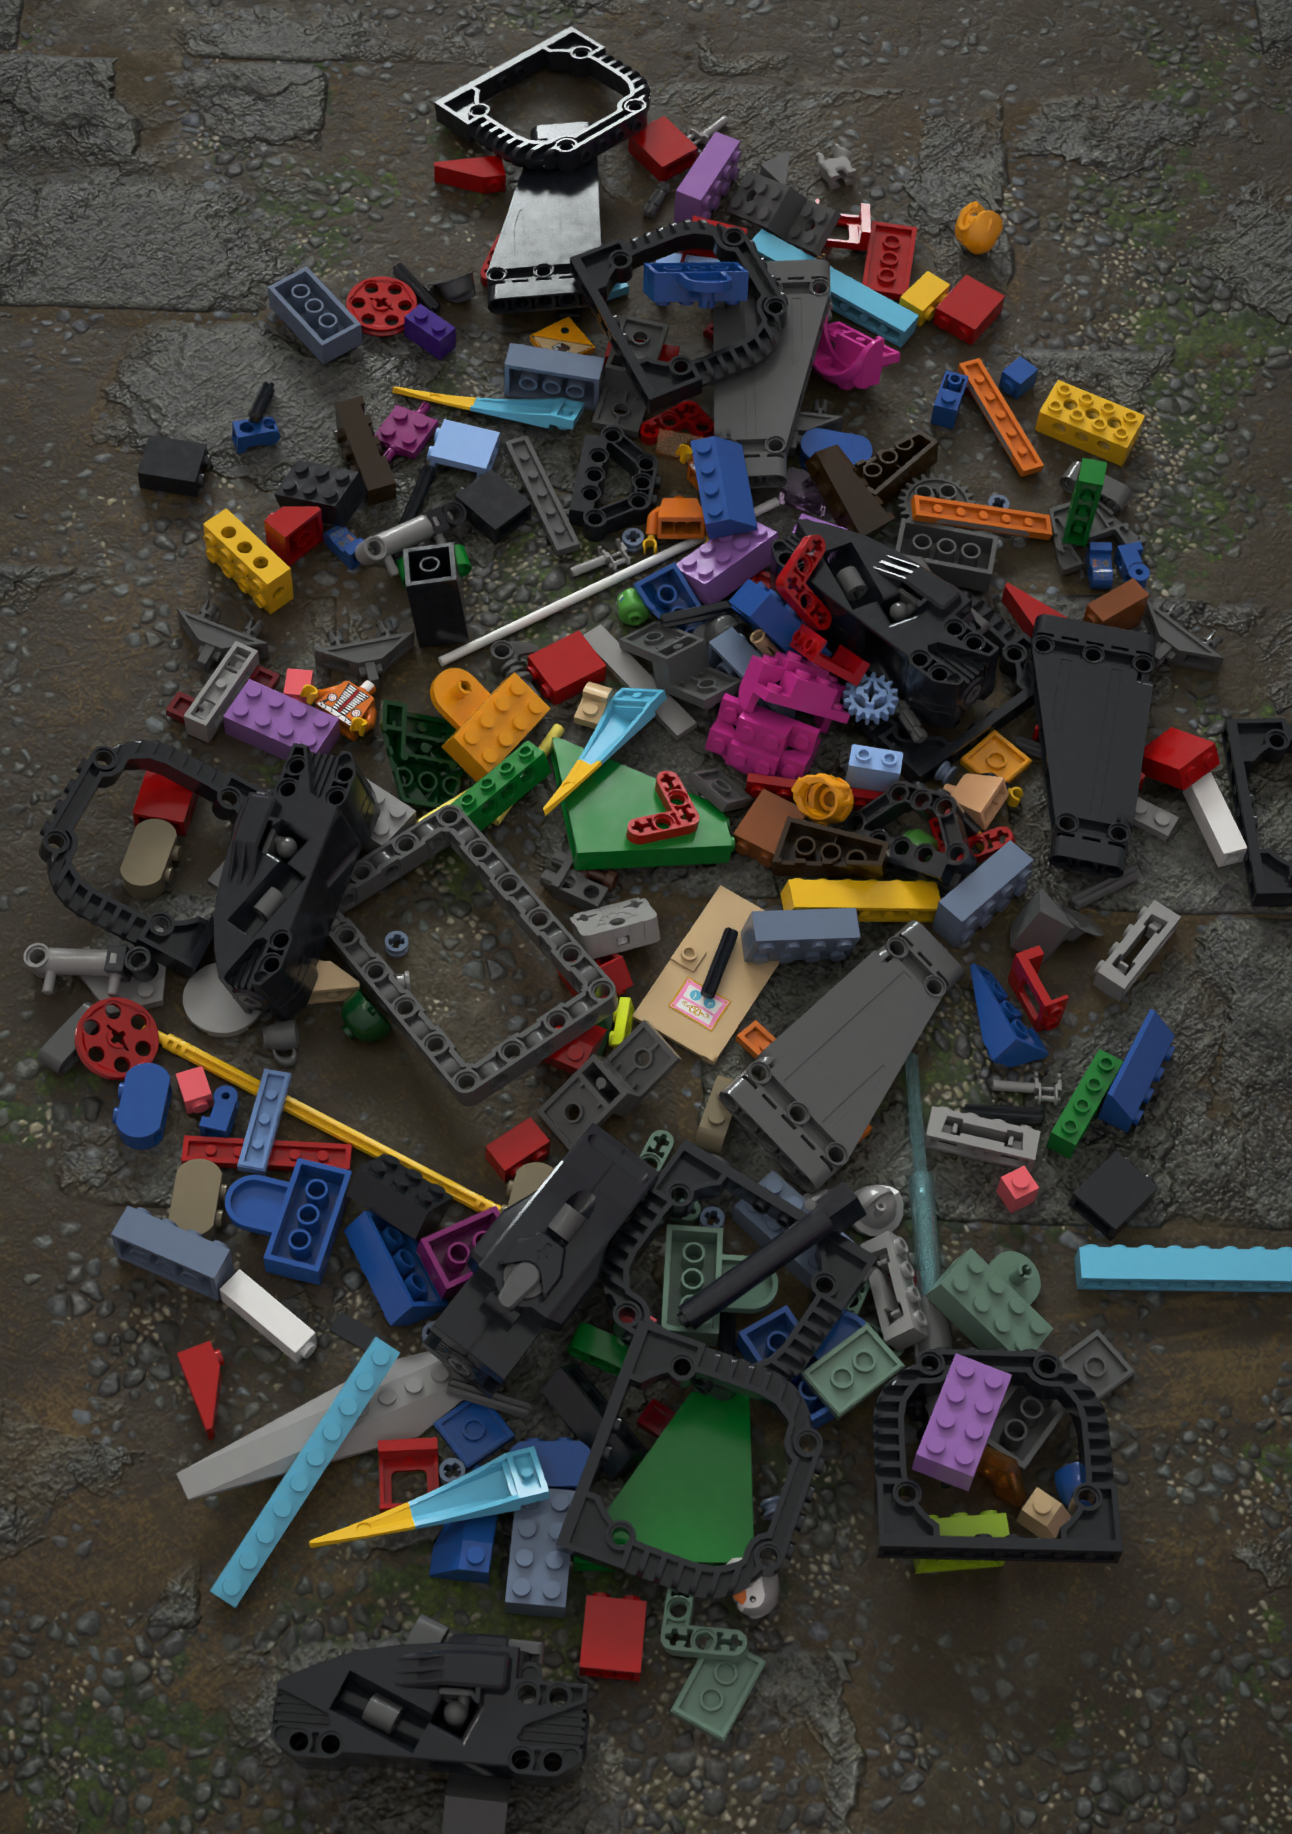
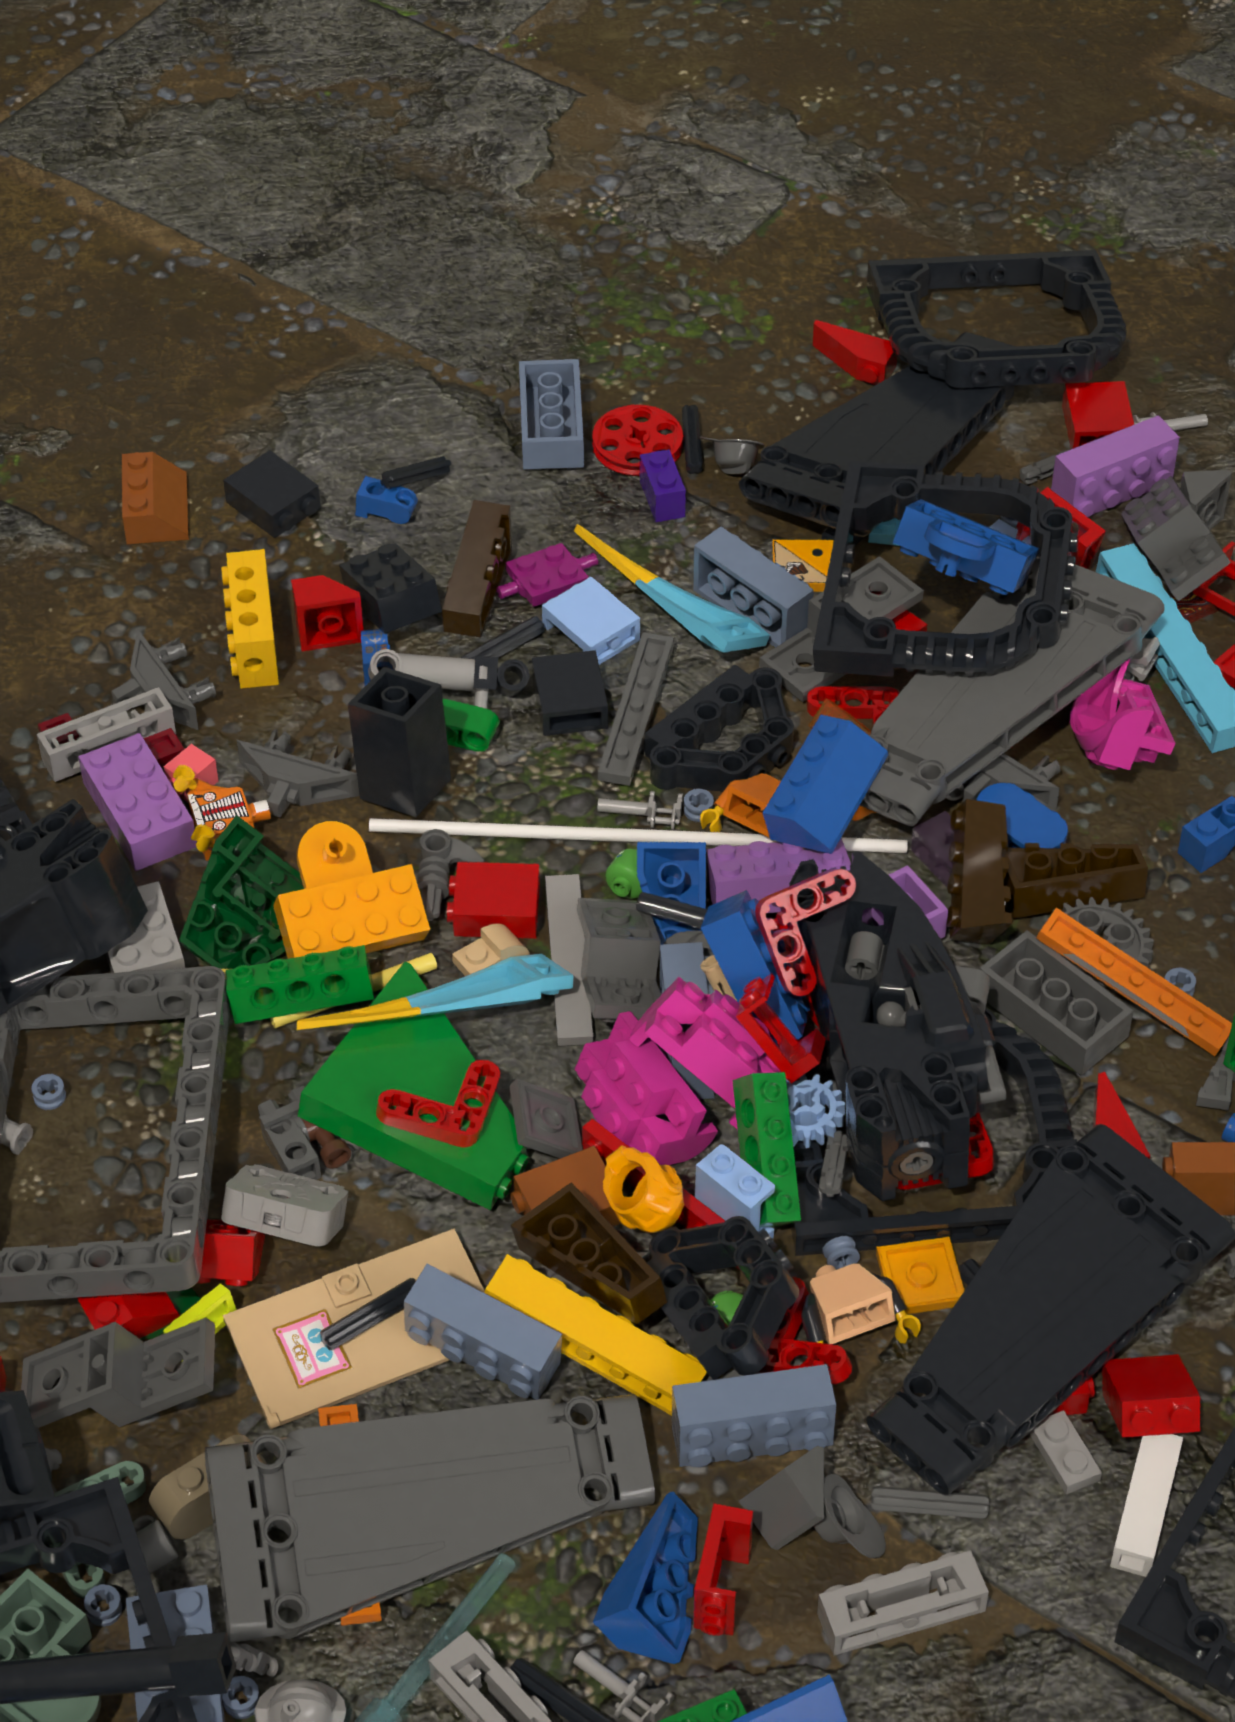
camera: 40 degrees right, 10 degrees down
(92, 512) = (153, 499): none -> dark orange slope
(869, 724) = (768, 1142): none -> green brick

